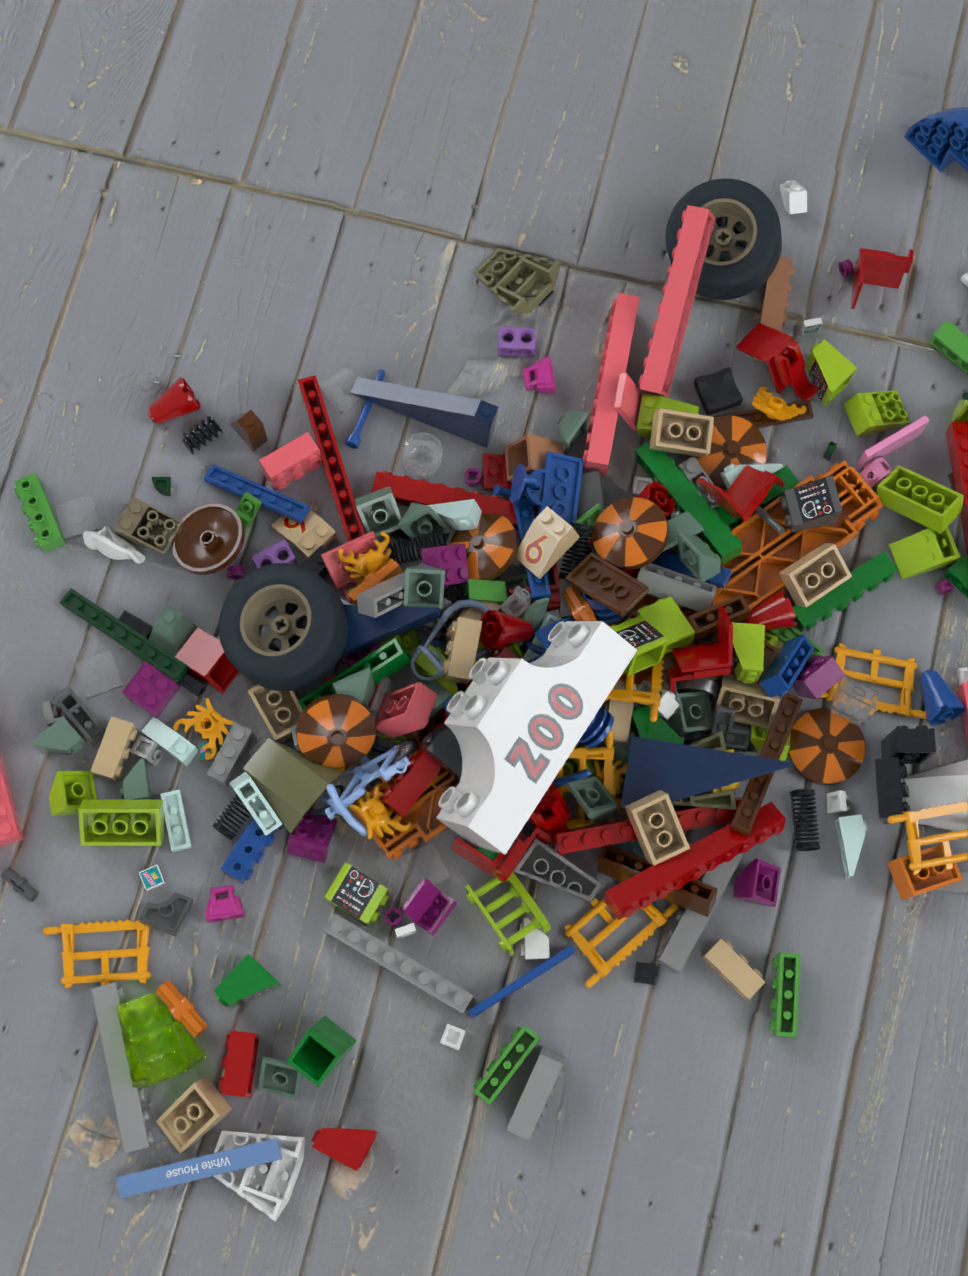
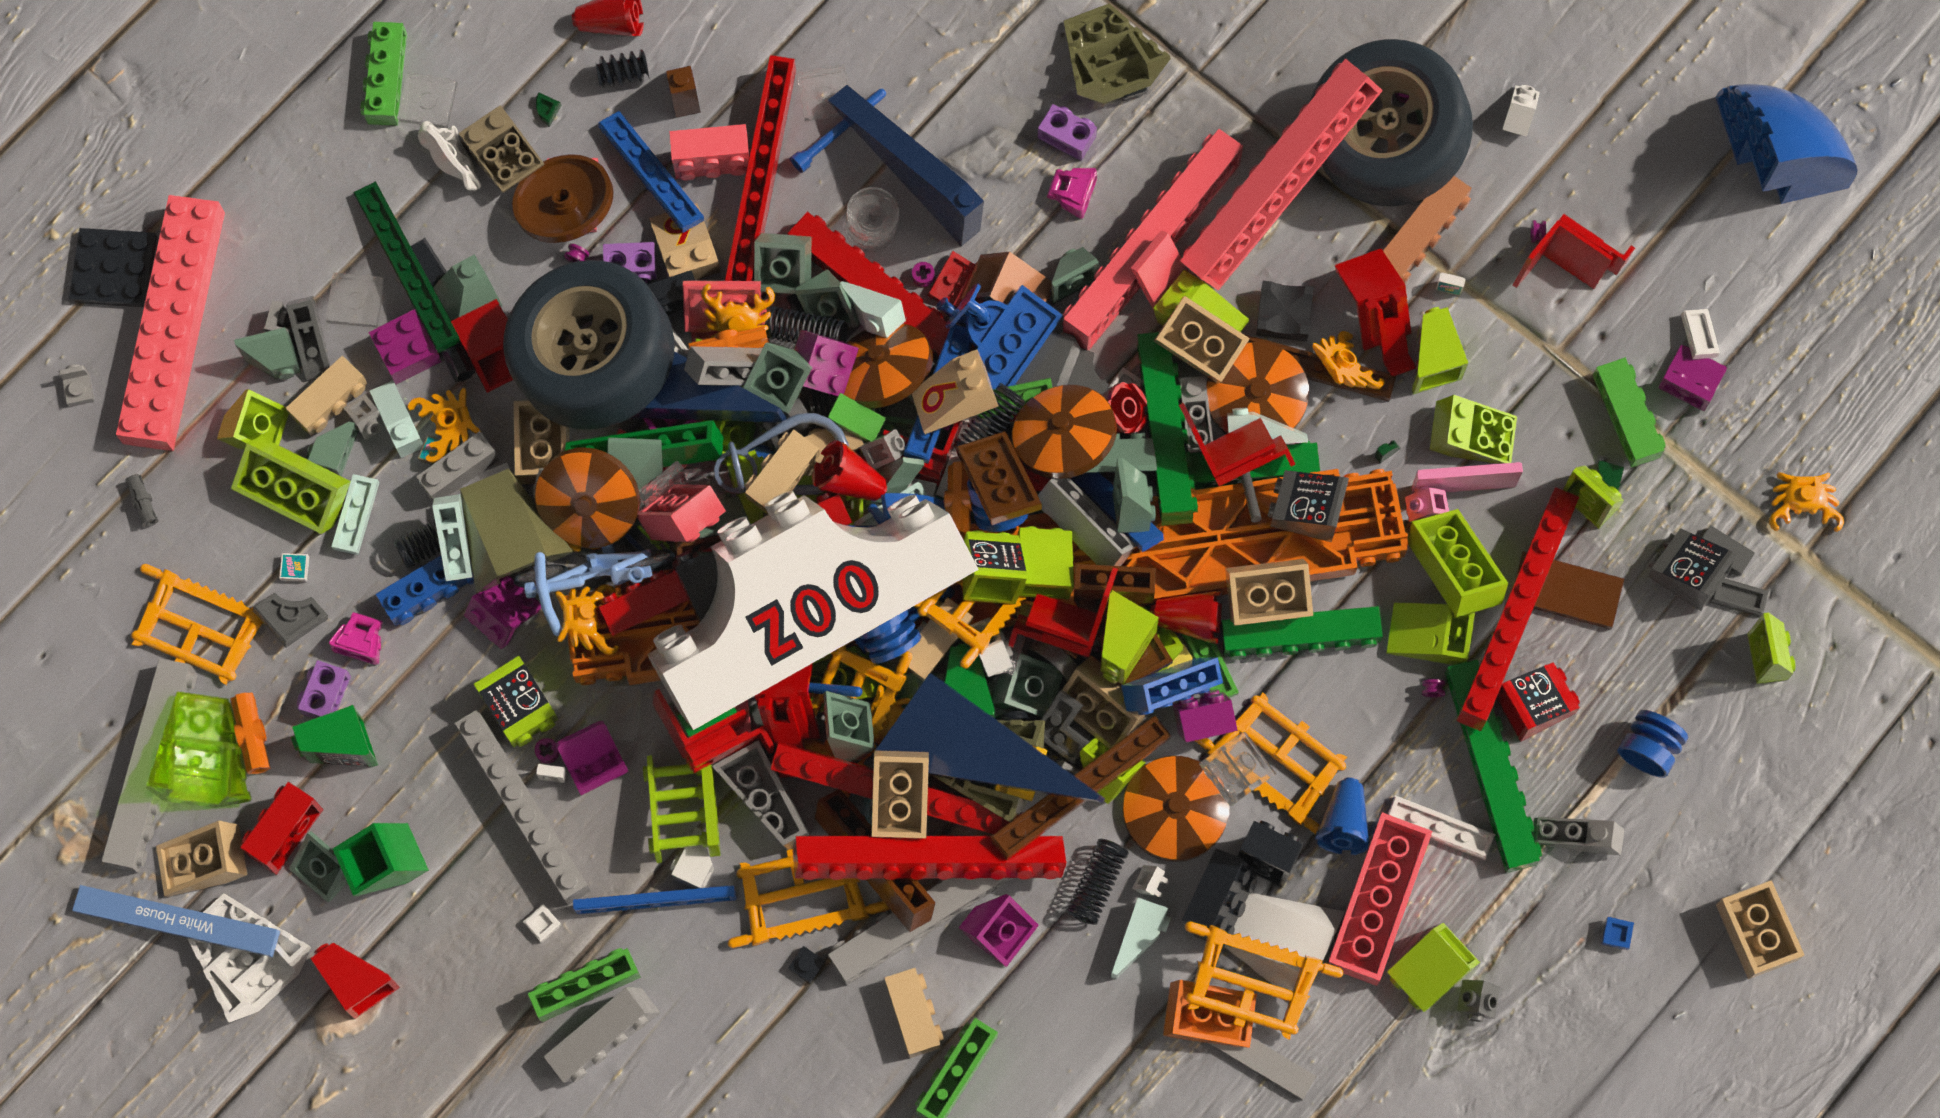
camera: 30 degrees right, 0 degrees up
(223, 952) = (330, 693): none -> medium lavender brick
(248, 509) = (628, 187): bright green slope -> none

